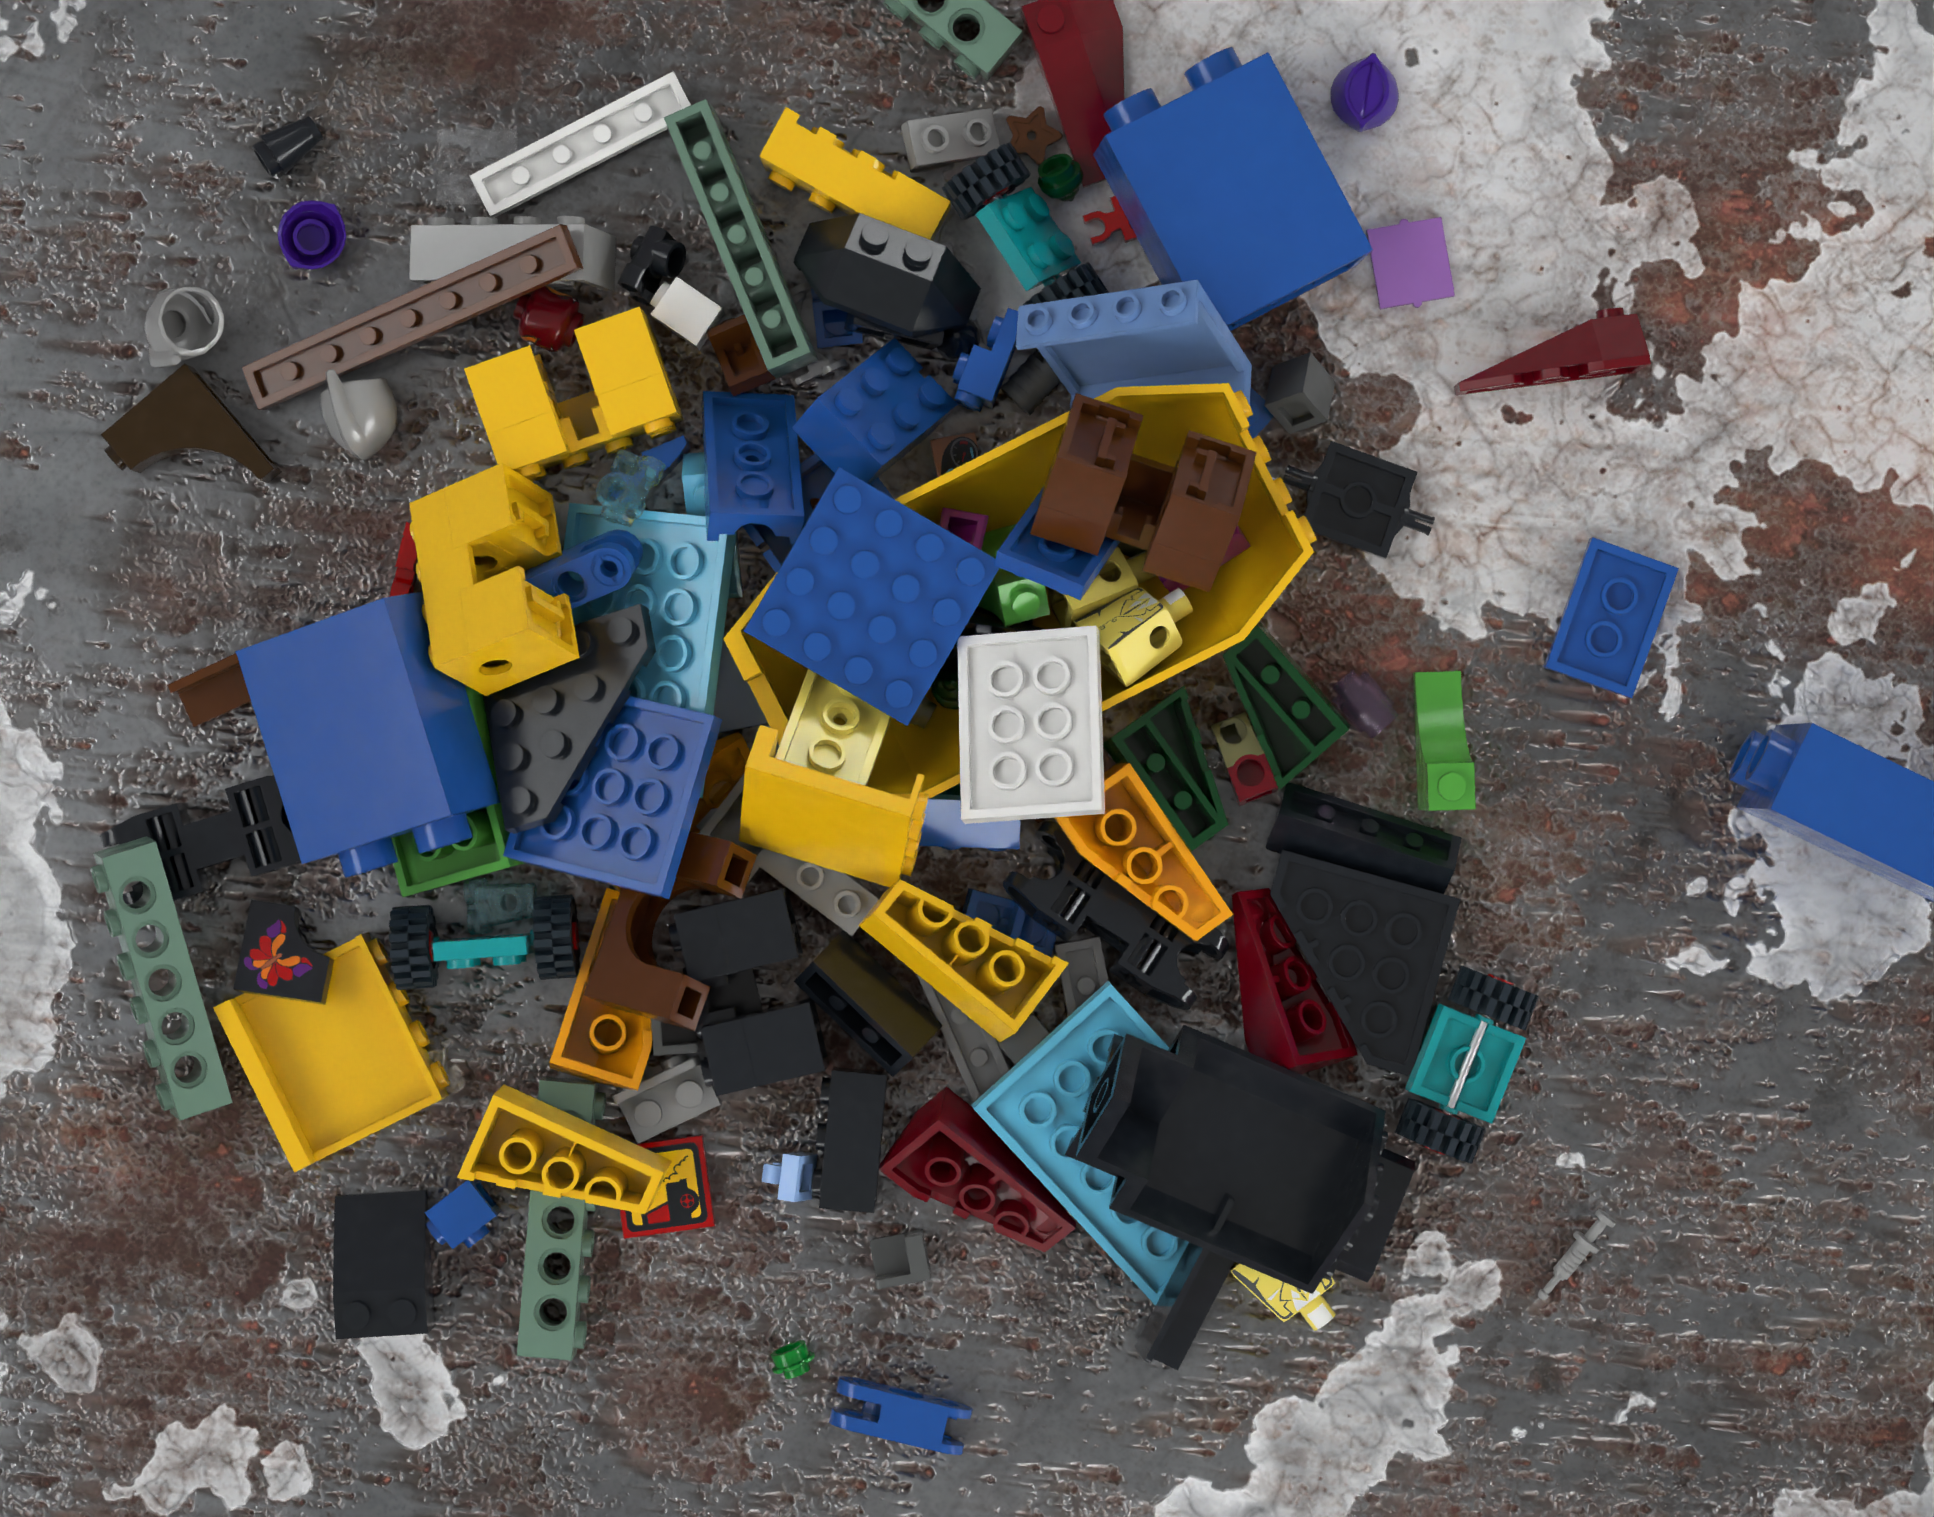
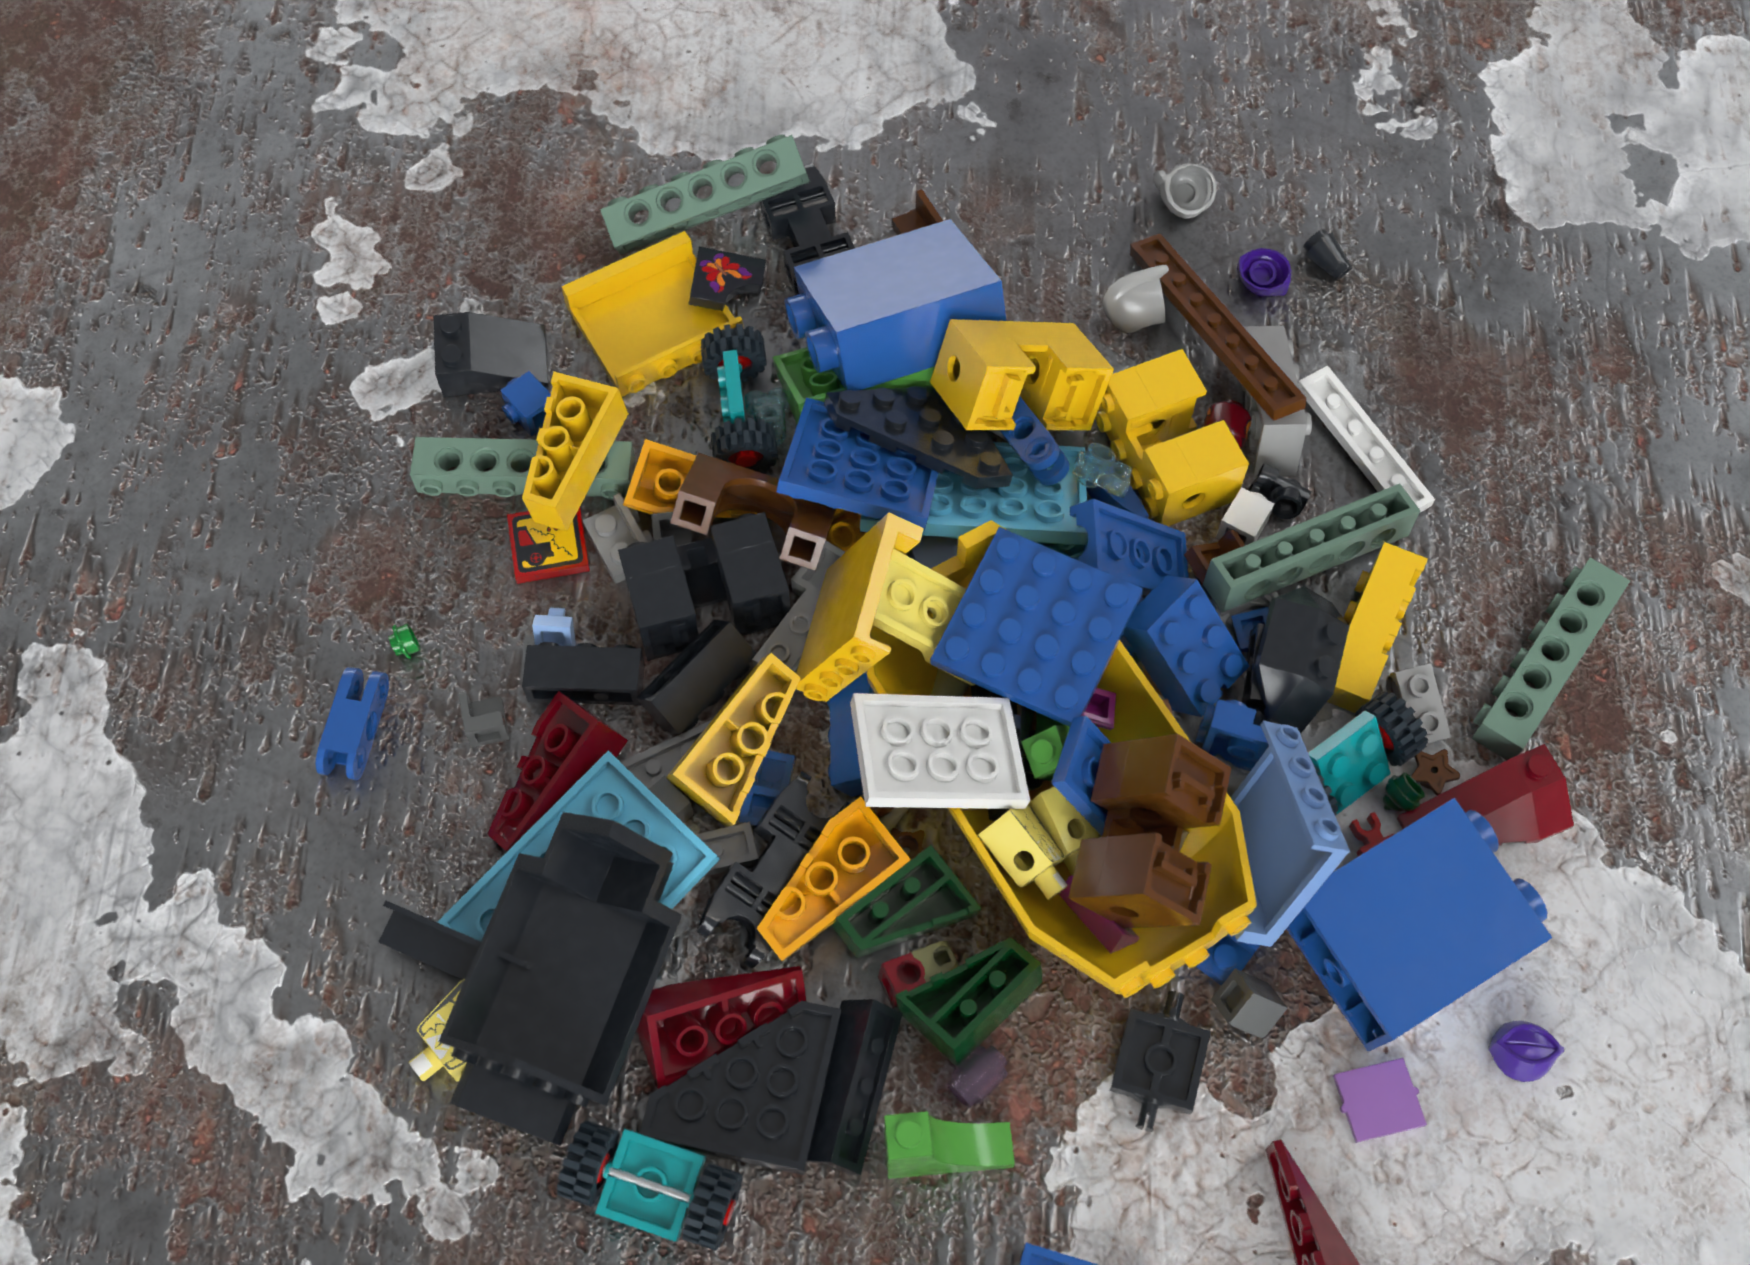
camera: 85 degrees right, 25 degrees down
(183, 418) = (1117, 200): dark brown arch -> none

